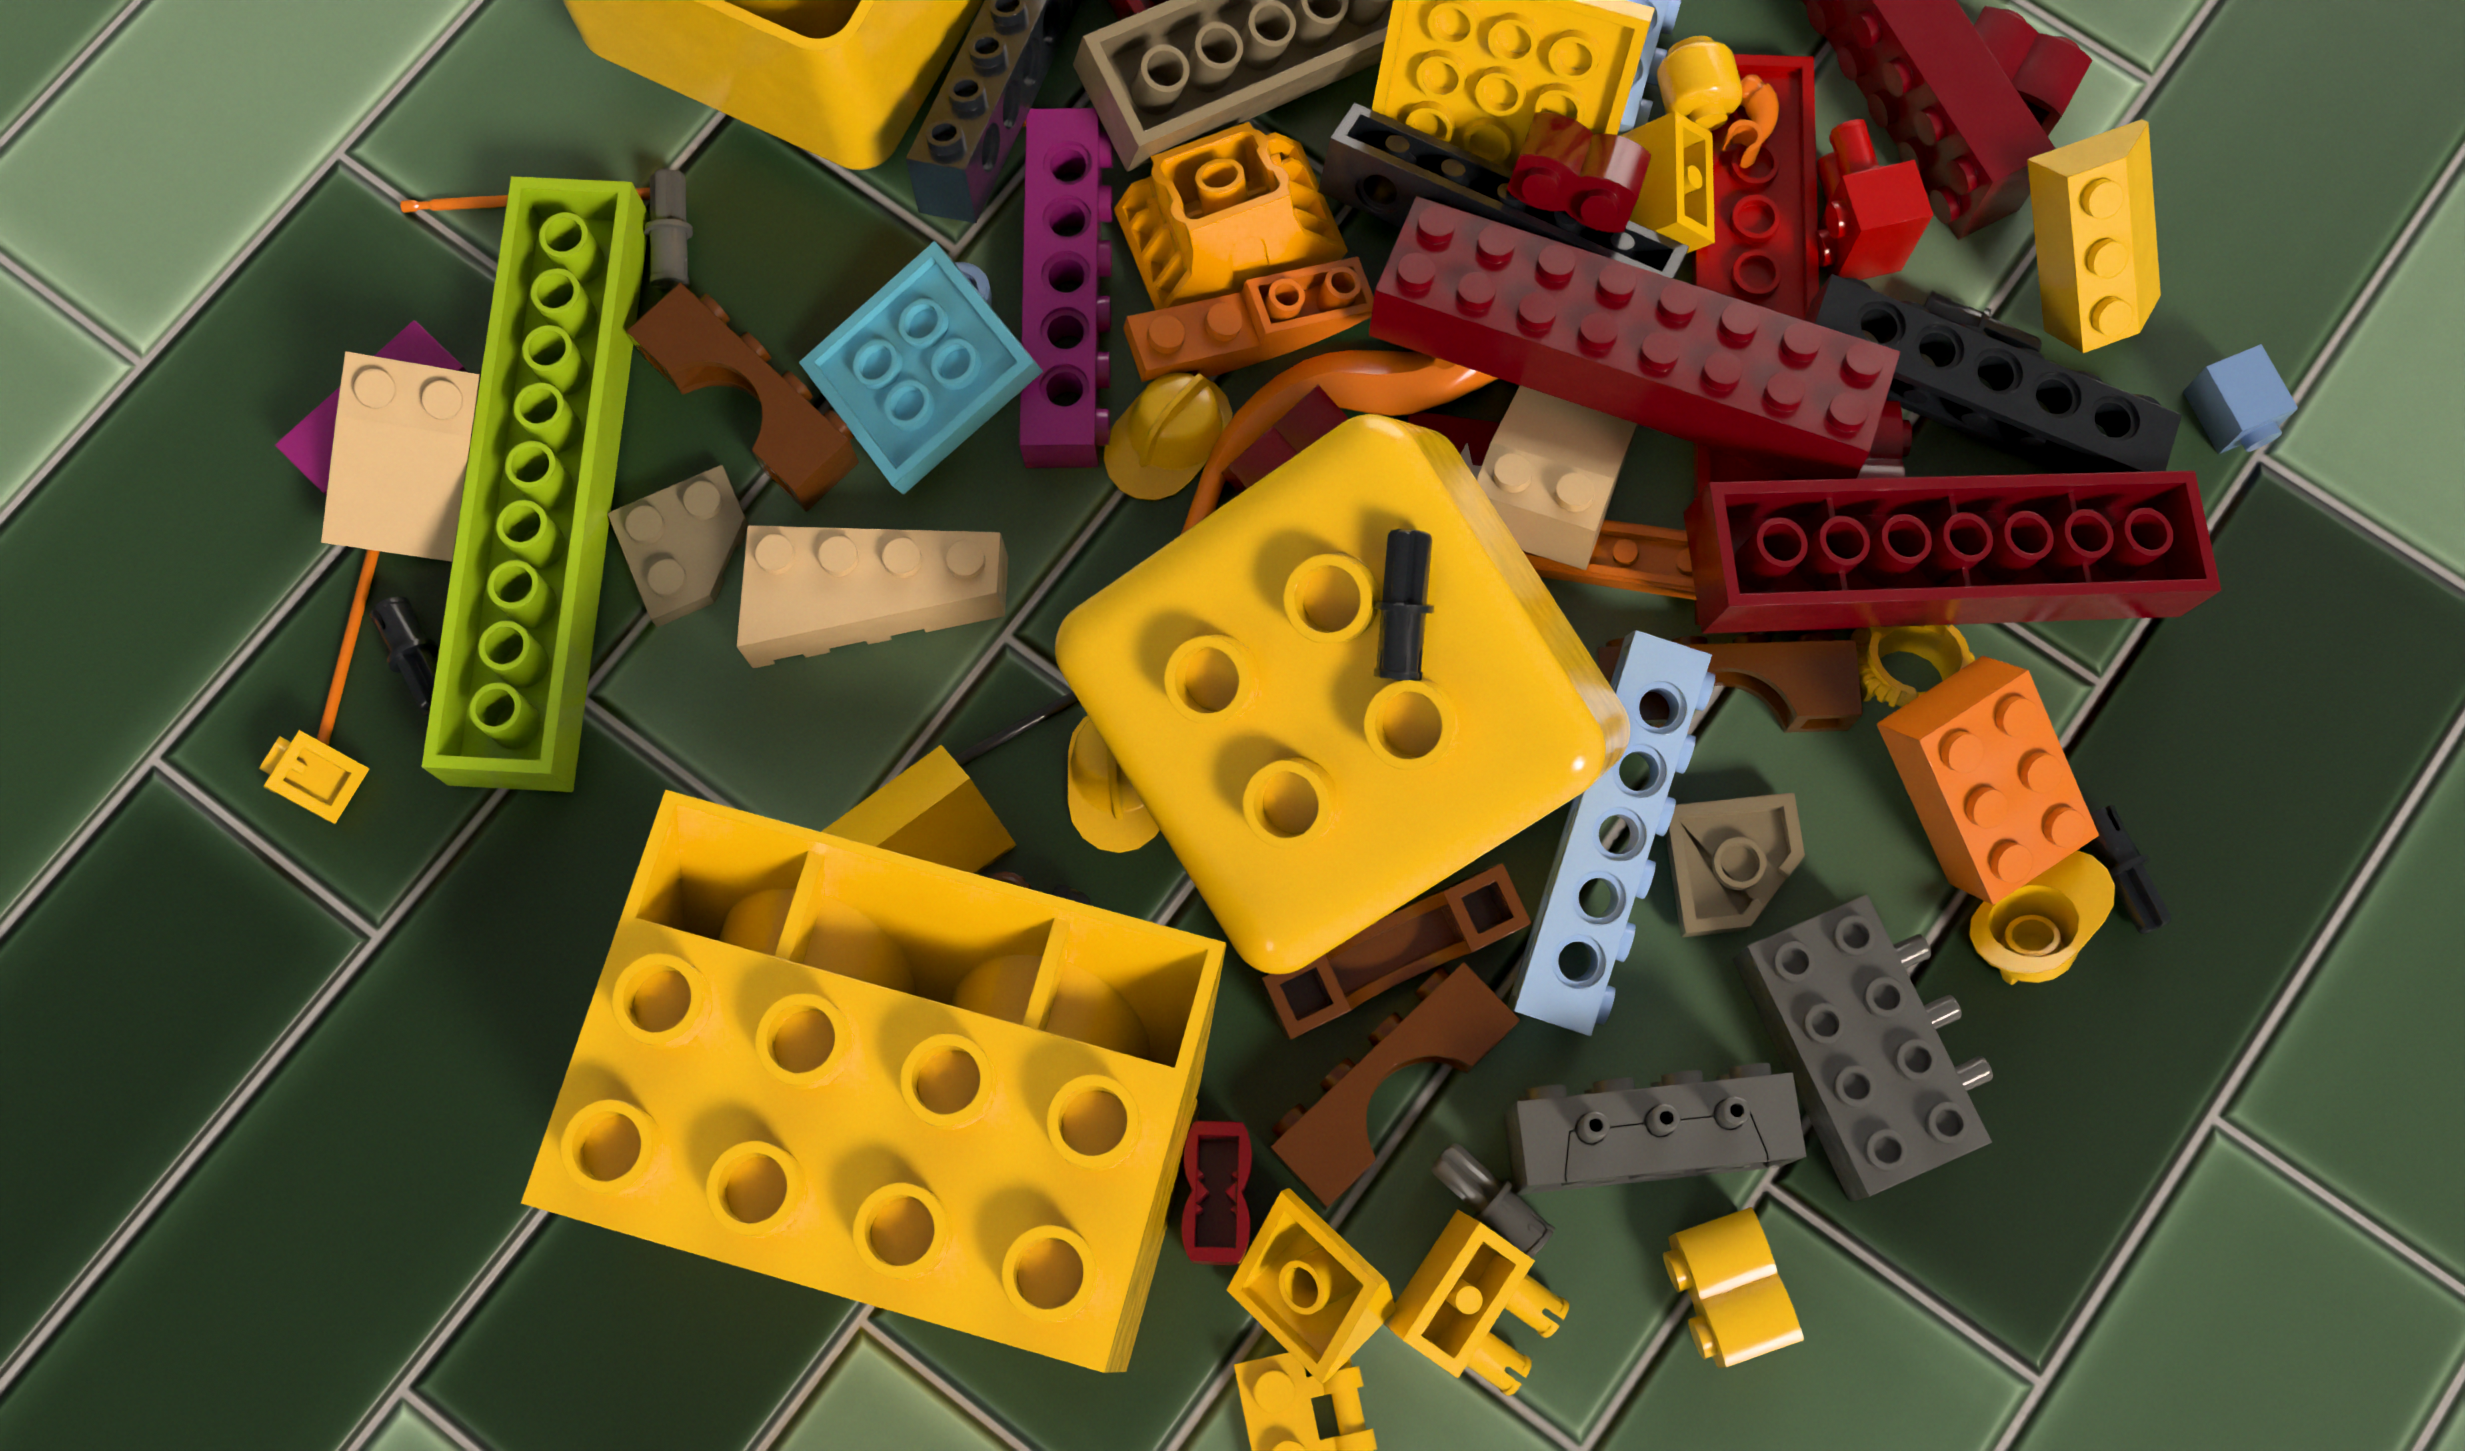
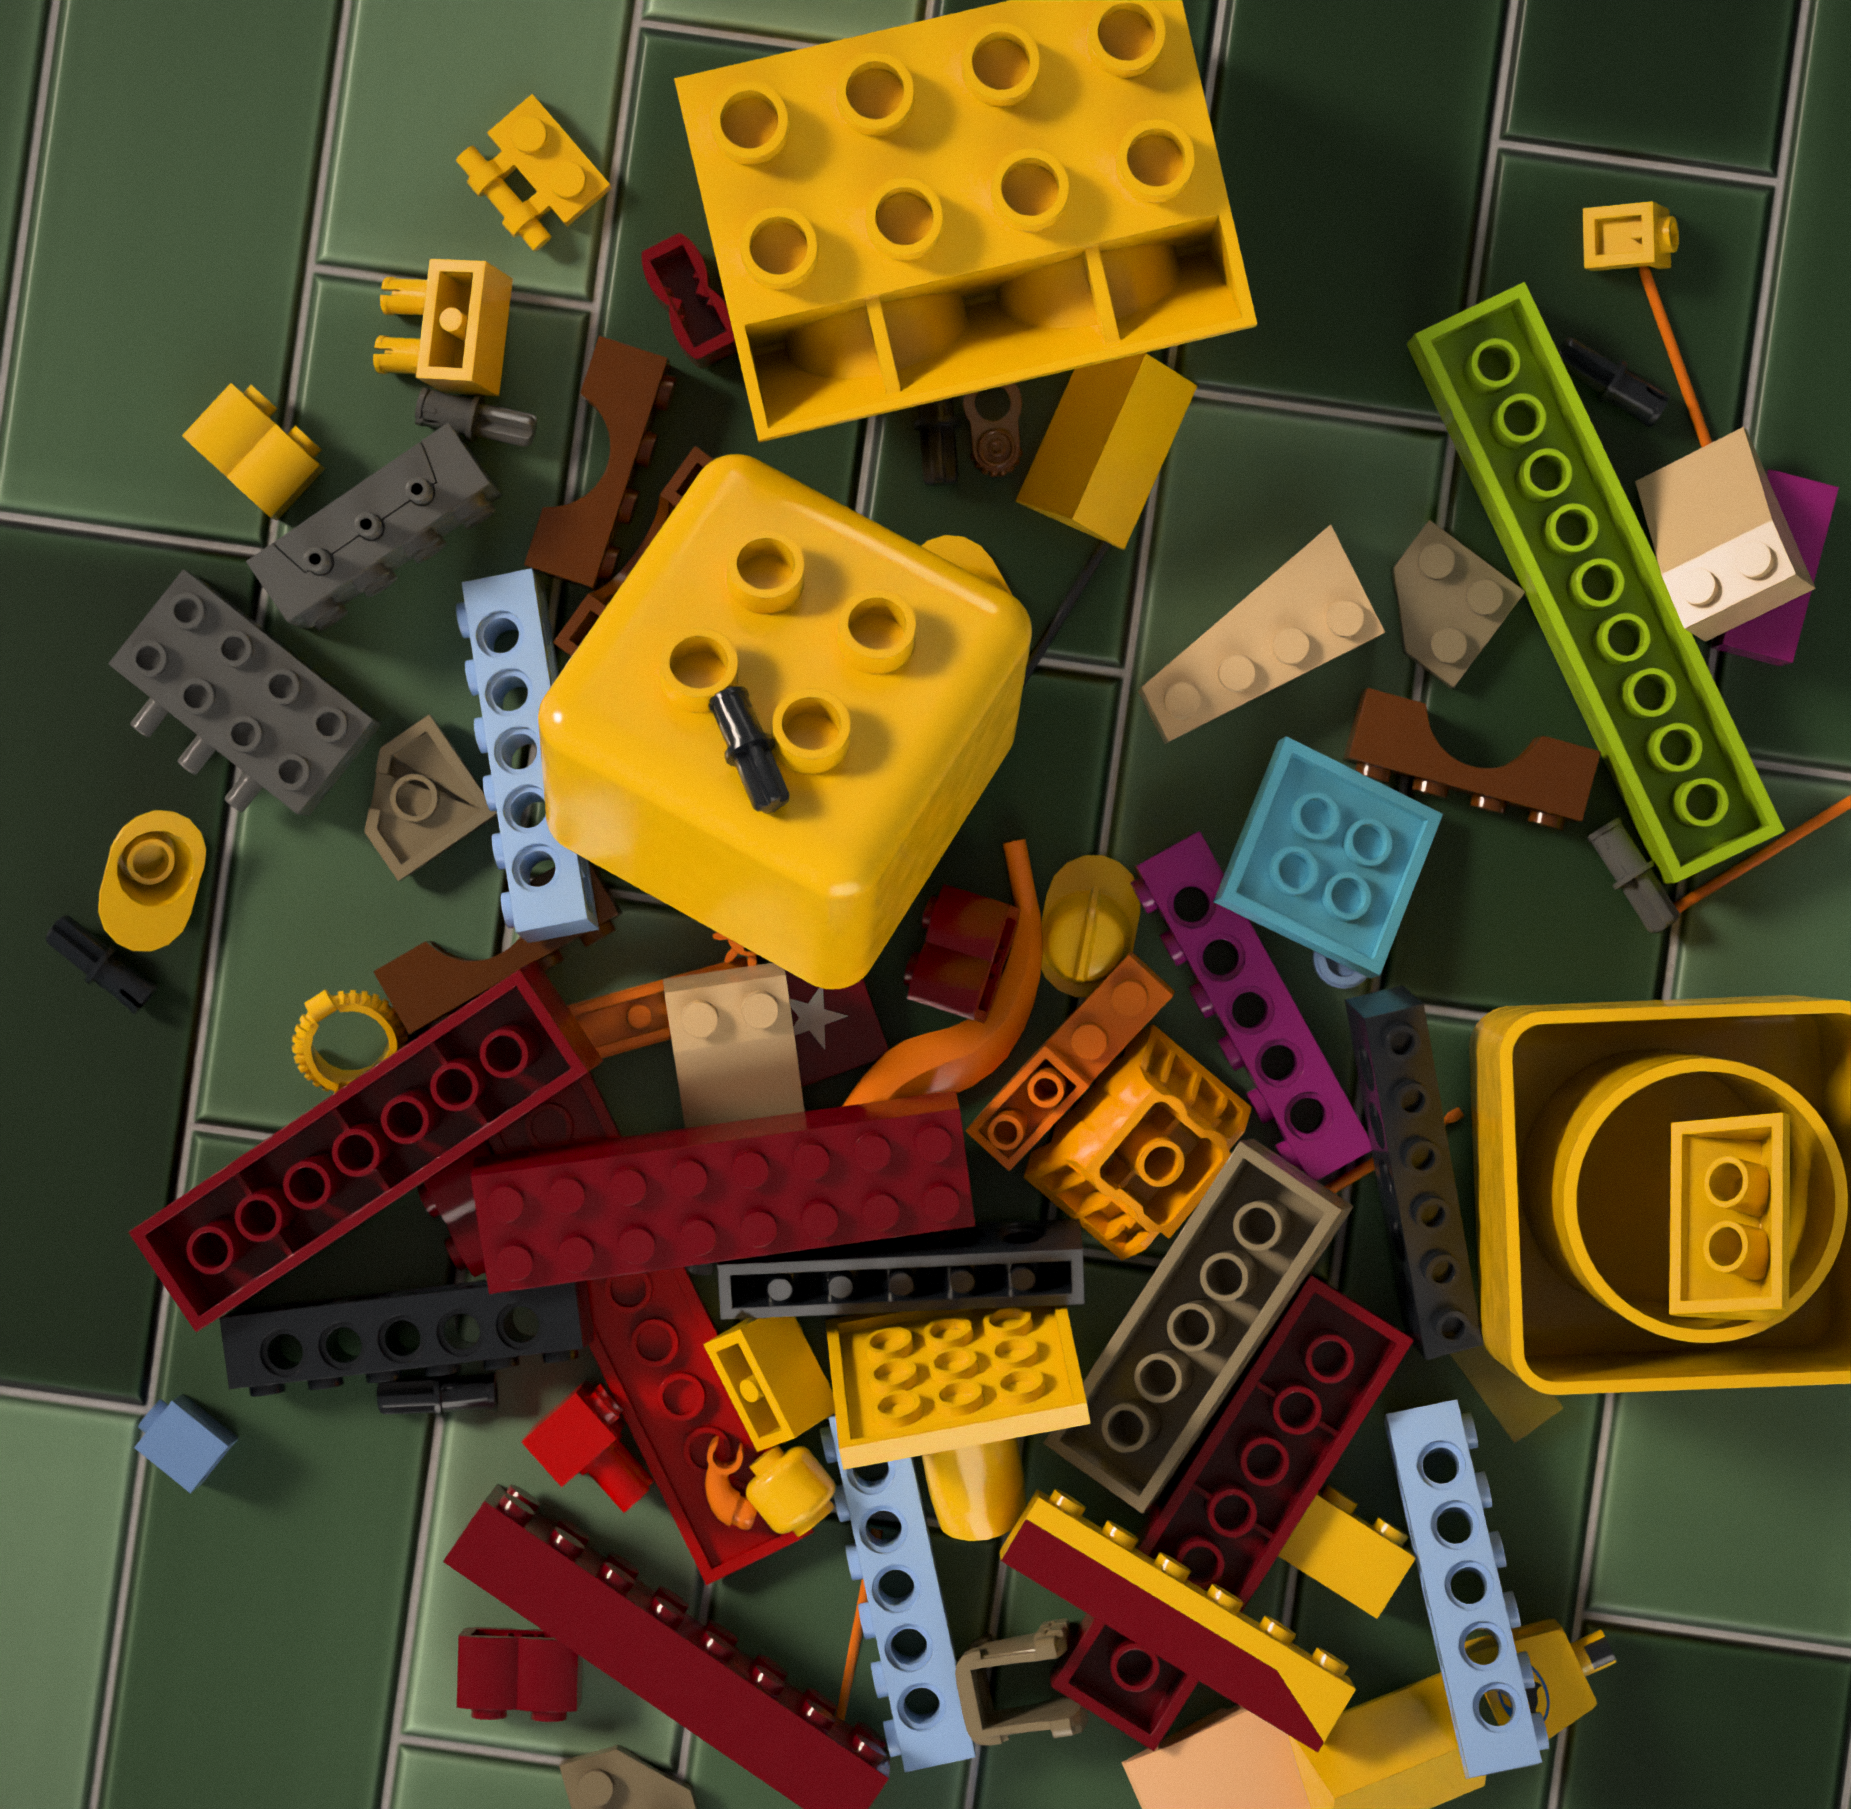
camera: 150 degrees right, 15 degrees up
(1310, 1288) = (579, 267): yellow slope -> none
(1579, 172) = (847, 1327): dark red brick -> none
(1988, 778) = (245, 963): orange brick -> none
(2096, 237) = (370, 1515): yellow slope -> none

